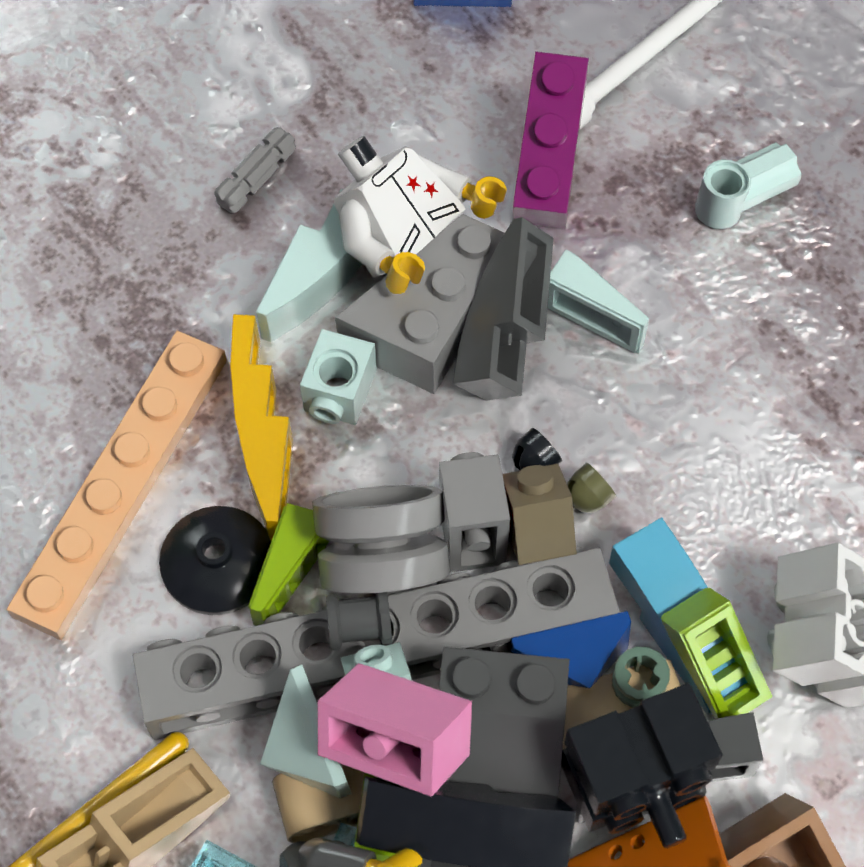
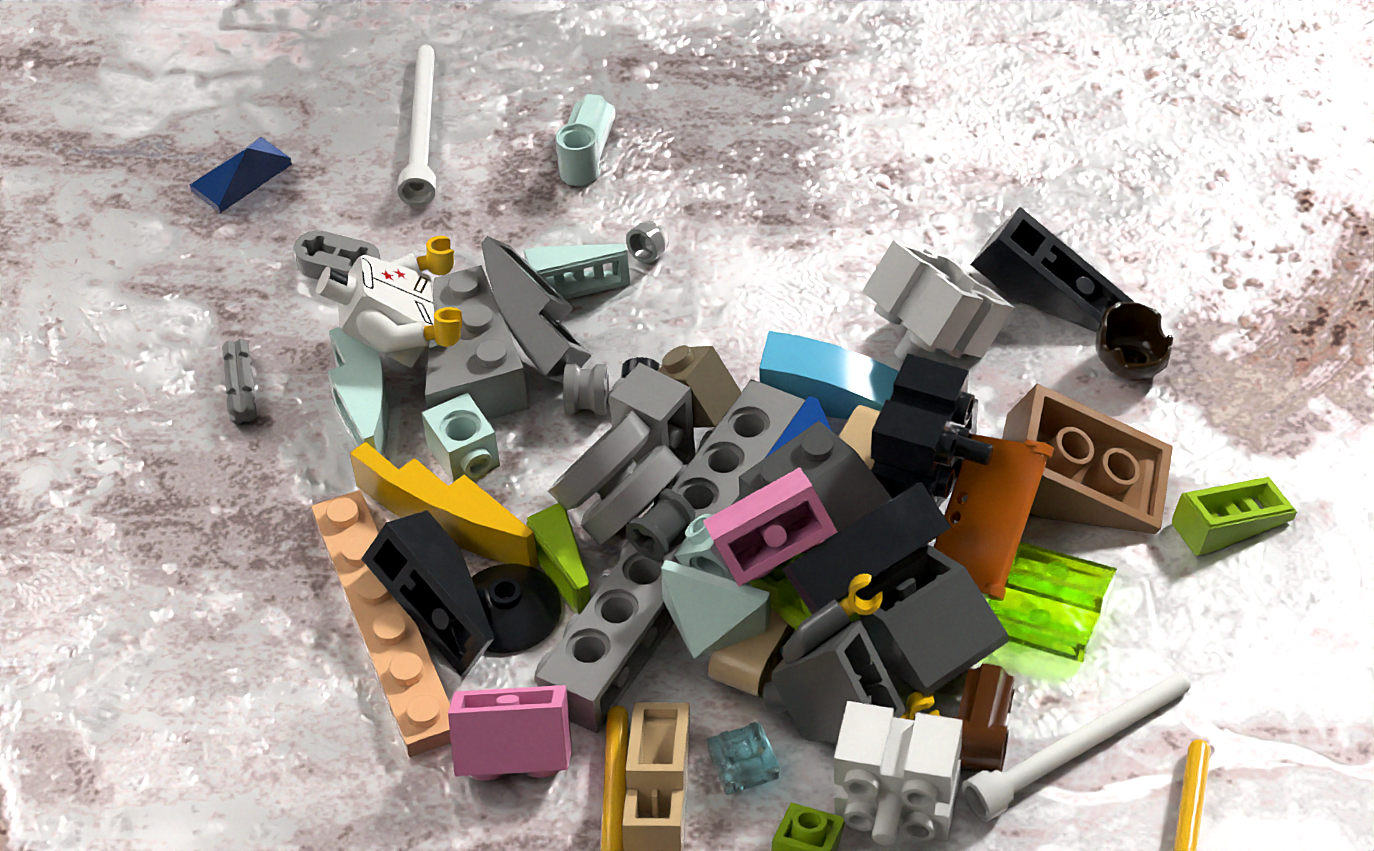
camera: 45 degrees left, 15 degrees down
(68, 681) = (510, 732): none -> bright pink brick
(171, 477) = (433, 585): none -> black slope
(451, 122) = (322, 249): none -> light grey beam
(479, 422) = (586, 389): none -> light grey wheel
(550, 139) = (420, 173): magenta arch -> none
(636, 657) = (858, 403): sand green bush -> none
(689, 328) = (646, 235): none -> light grey hinge
(701, 622) = (868, 365): lime slope -> none

